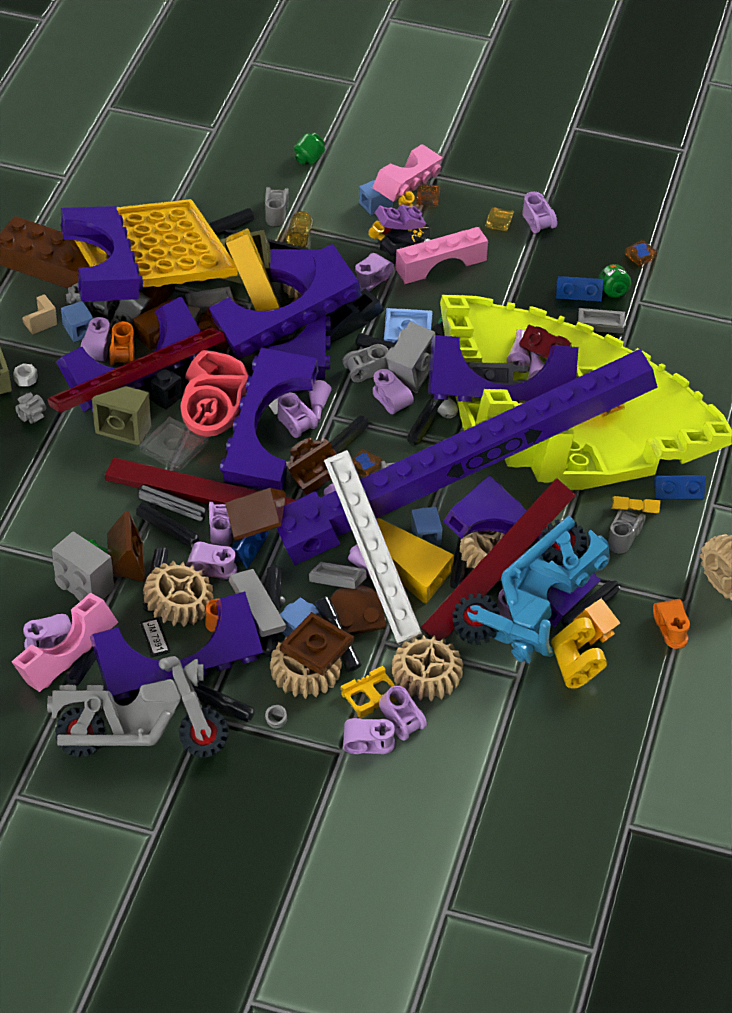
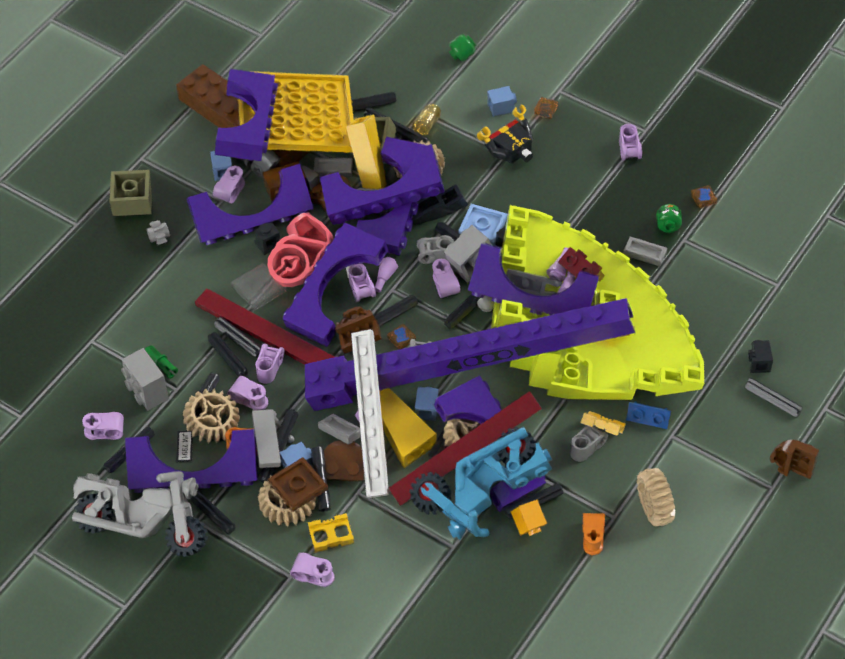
camera: 20 degrees right, 5 degrees up
(25, 375) = (165, 202): white tile -> none
(42, 665) = (87, 450): bright pink arch -> none
(43, 318) = (196, 156): tan panel -> none
(122, 343) = (248, 192): orange piece -> none
(122, 414) = (224, 254): olive slope -> none
(126, 549) = (186, 370): reddish brown slope -> none
(136, 369) = (246, 218): dark red tile -> none
(247, 548) = (286, 383): blue hinge -> none
(256, 512) = (292, 362): reddish brown slope -> none
(275, 206) = (416, 93): light grey piece -> none
(277, 712) = (251, 532): light grey hinge -> none
(373, 271) = (471, 169): lavender piece -> none
(402, 218) = (507, 128): medium lavender slope -> none
(402, 714) = (345, 558): lavender piece -> none
(418, 259) = (512, 165): bright pink arch -> none
(420, 167) = (516, 93): bright pink arch -> none
(442, 674) = (383, 531): tan gear -> none
(499, 219) = (596, 141): clear yellow tile -> none
(574, 667) = (498, 551): yellow connector -> none
(579, 288) = (637, 219): blue hinge -> none

